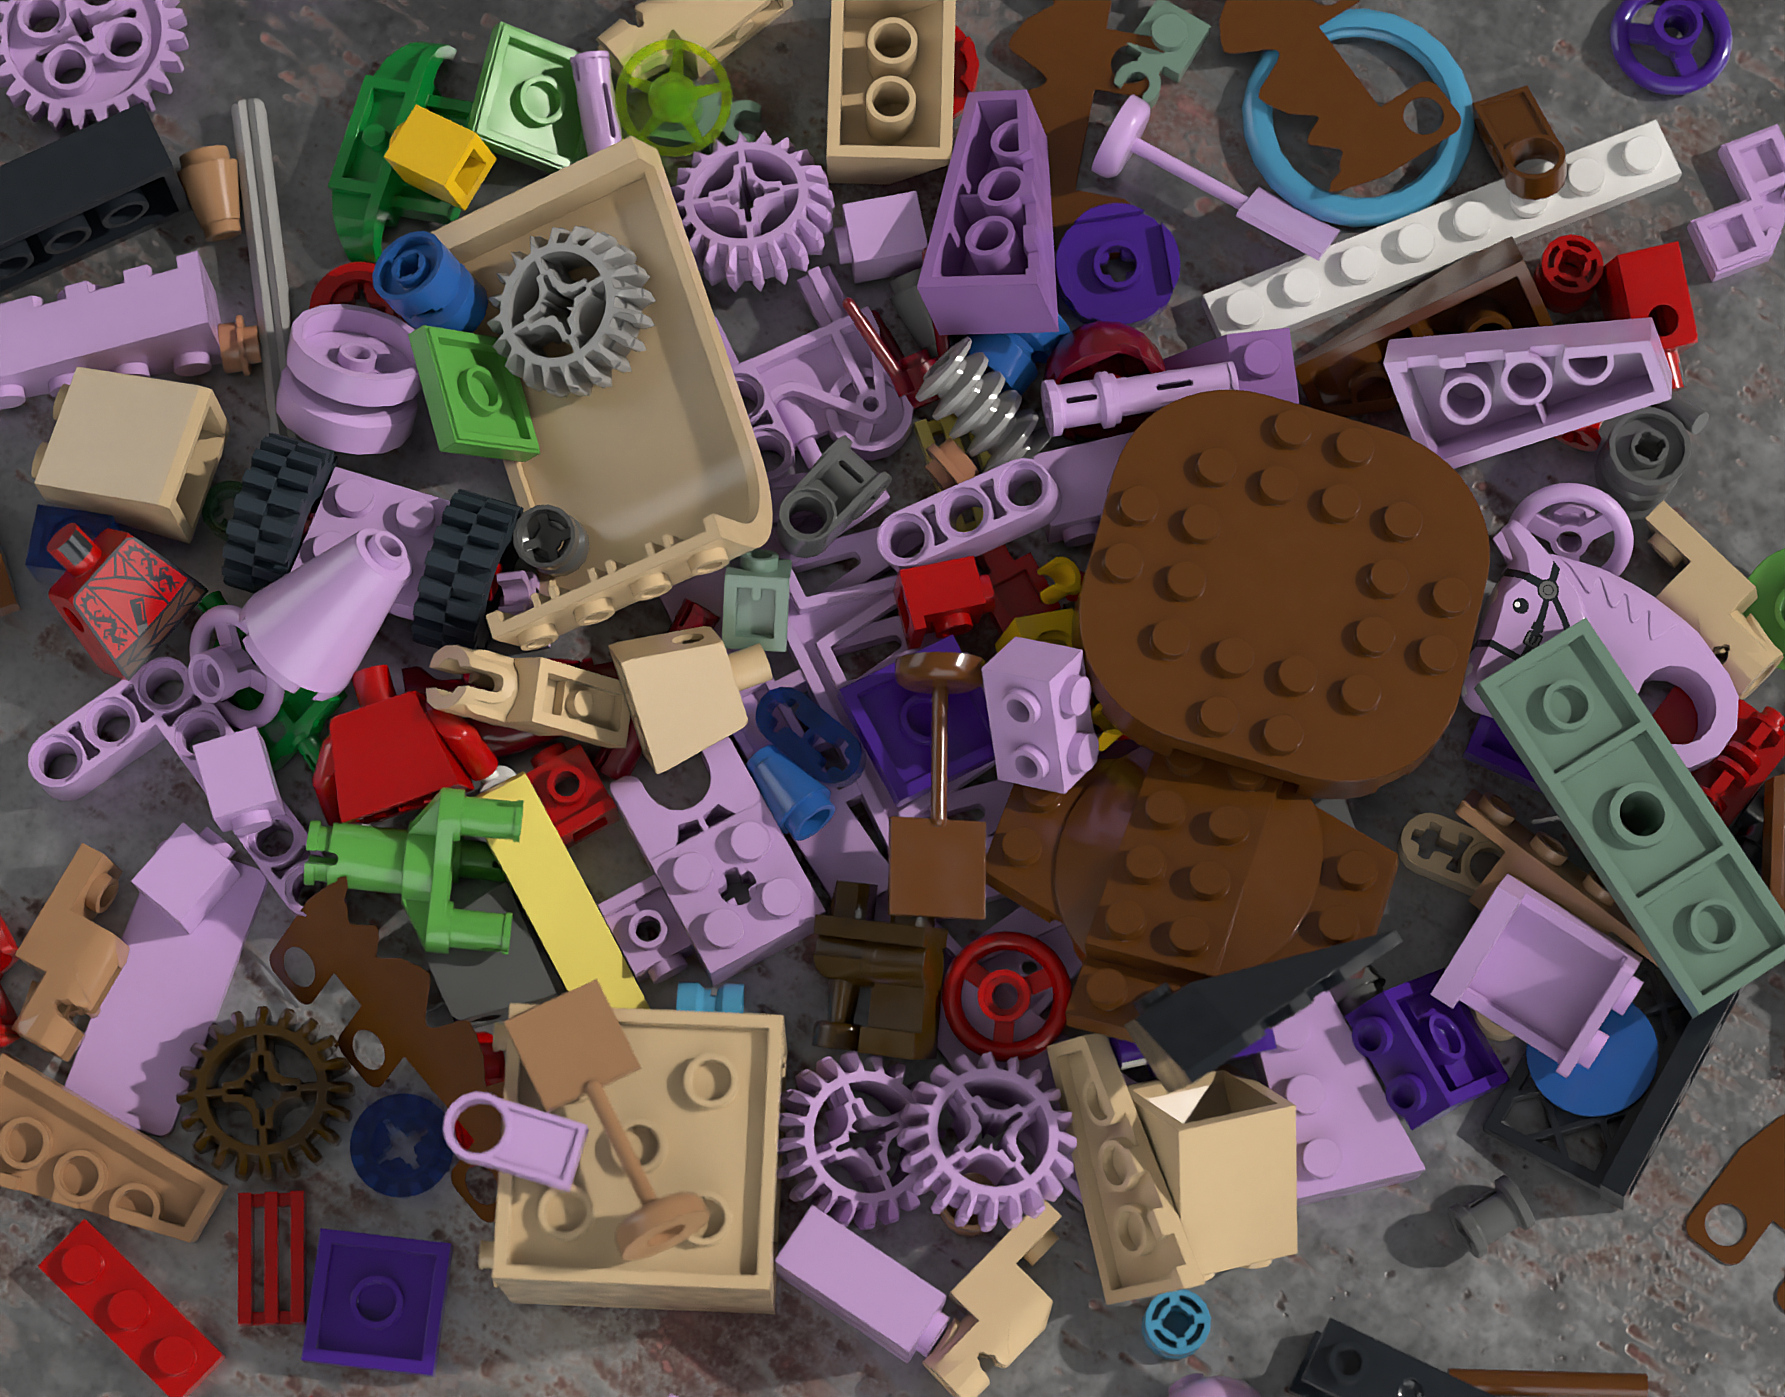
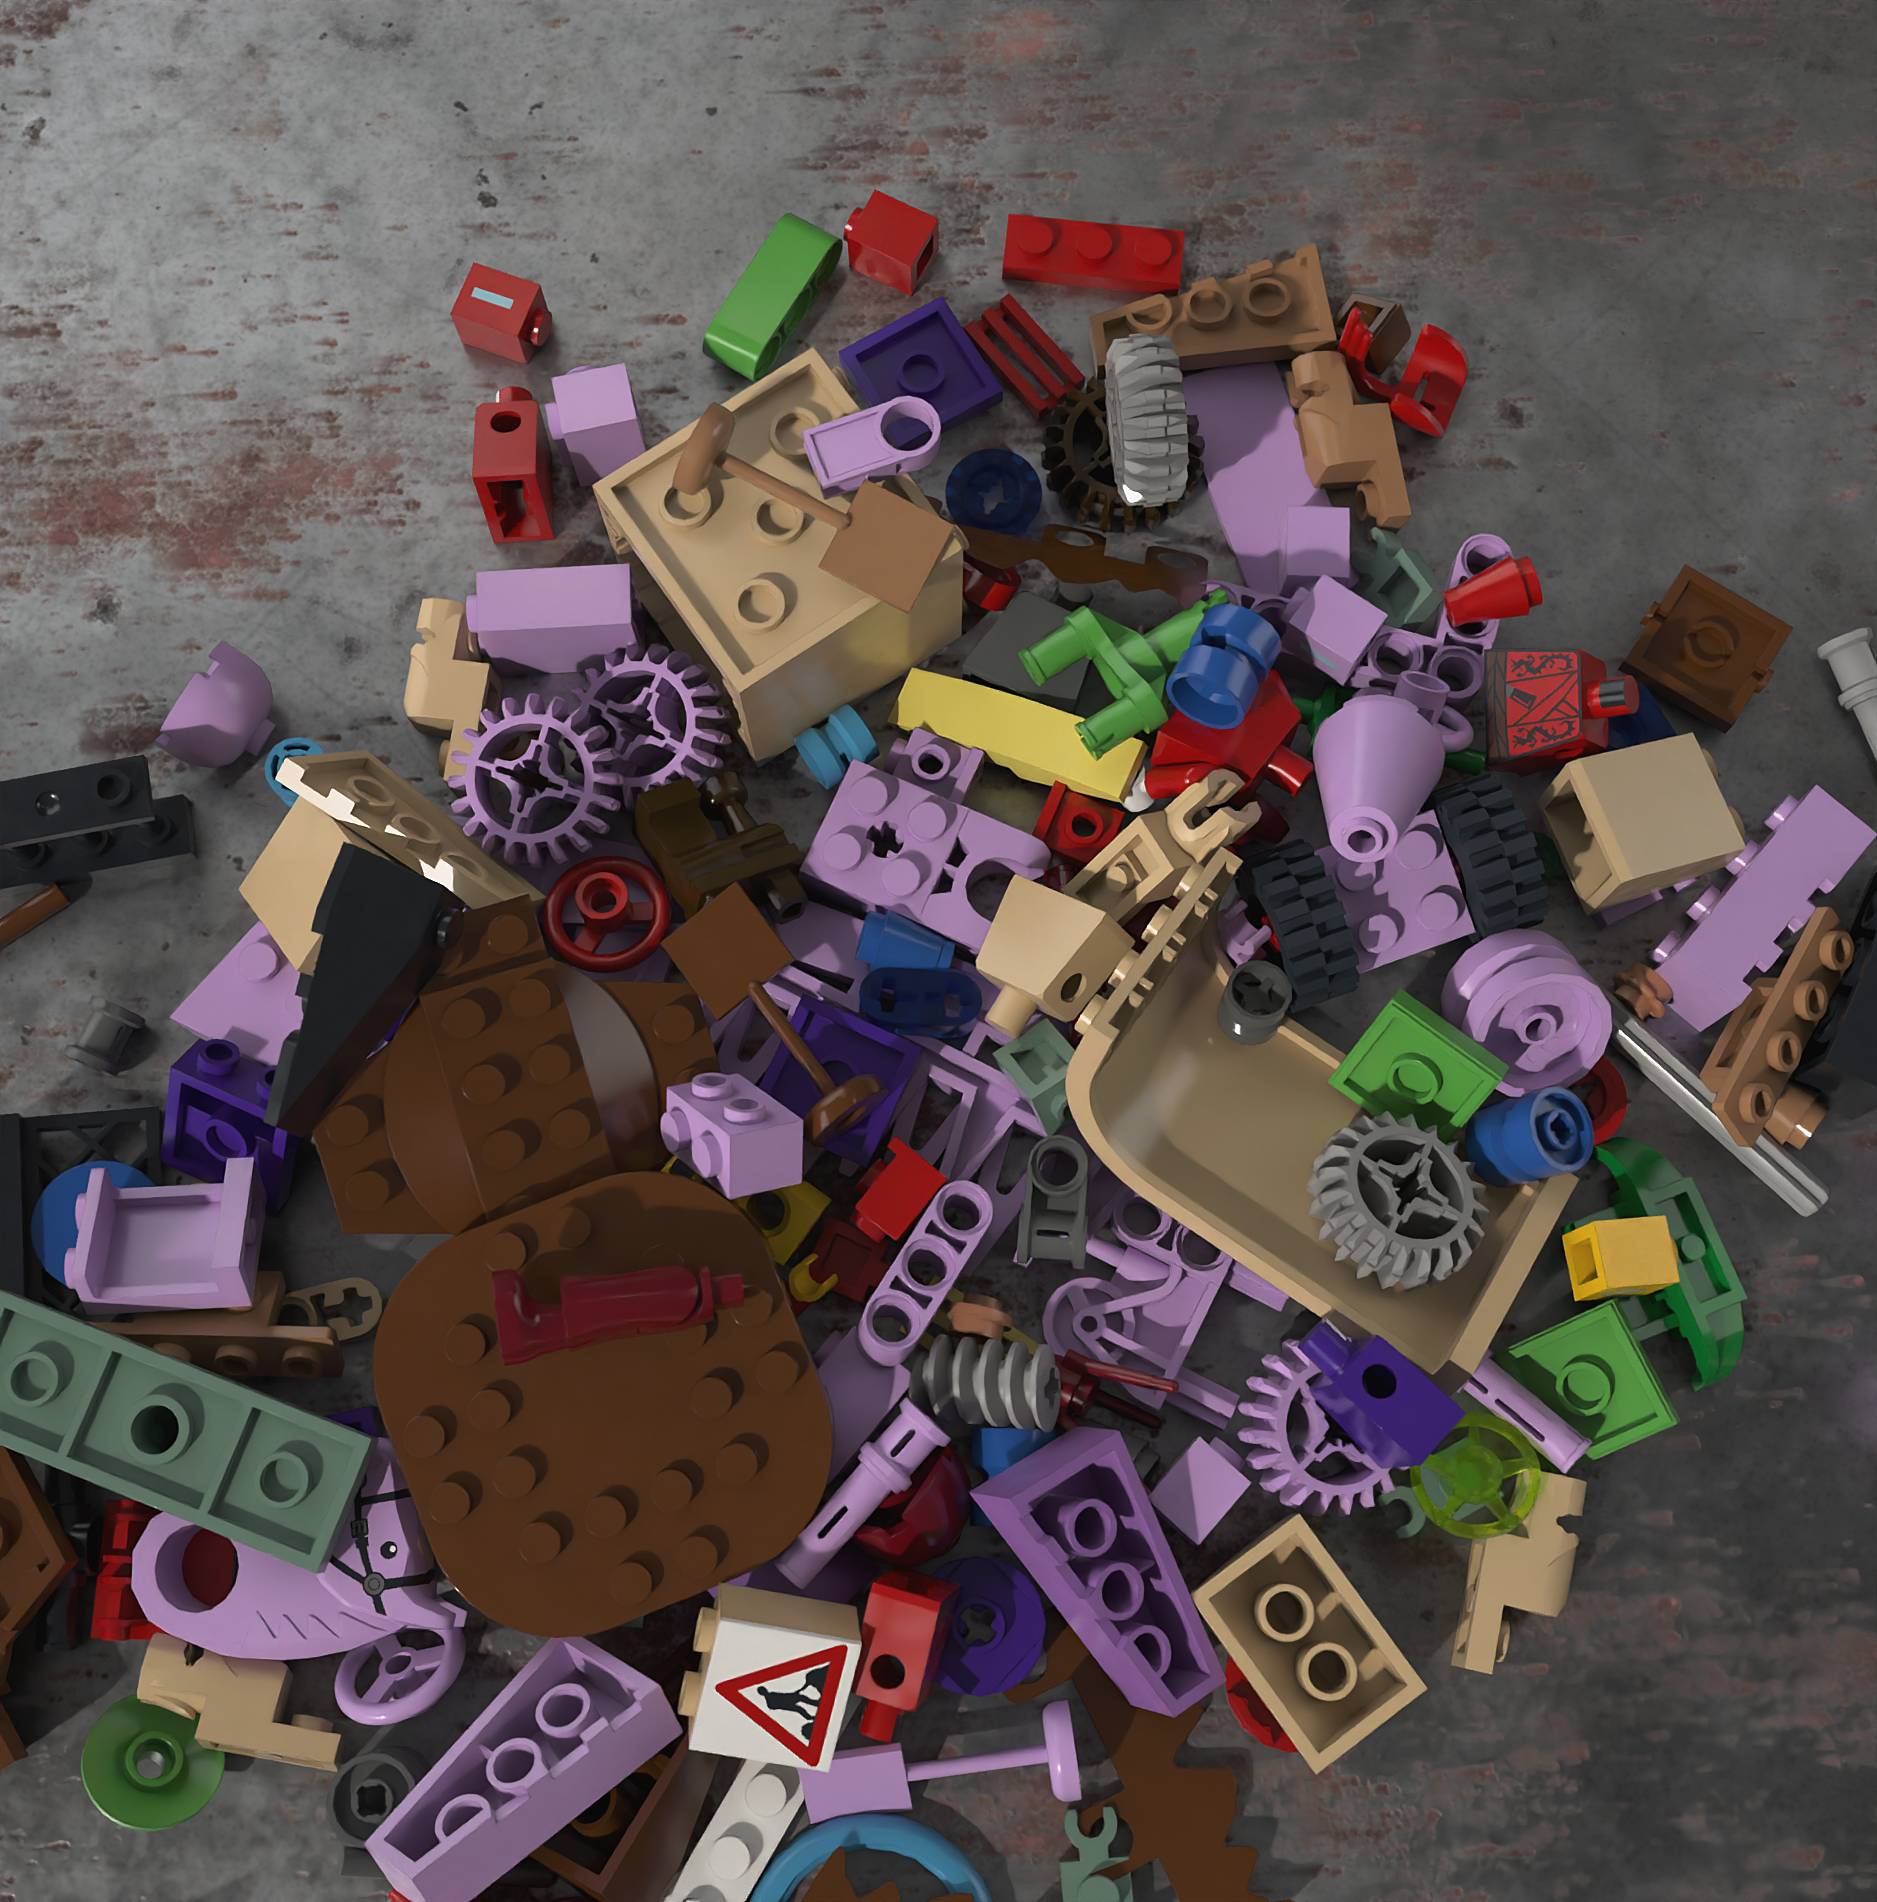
camera: 145 degrees right, 0 degrees up
(81, 714) = (1495, 593): none -> red cone
(137, 795) = (1401, 584): none -> sand green plate
(199, 218) = (1773, 1028): none -> medium nougat bracket
(244, 1060) = (1146, 419): none -> light grey gear
(389, 782) = (1223, 666): none -> blue wheel
(707, 176) = (1400, 1410): none -> dark purple torso
(1184, 274) = (907, 1619): none -> red torso
(1236, 619) = (607, 1308): none -> dark red piece
(1296, 313) = (771, 1677): none -> piece

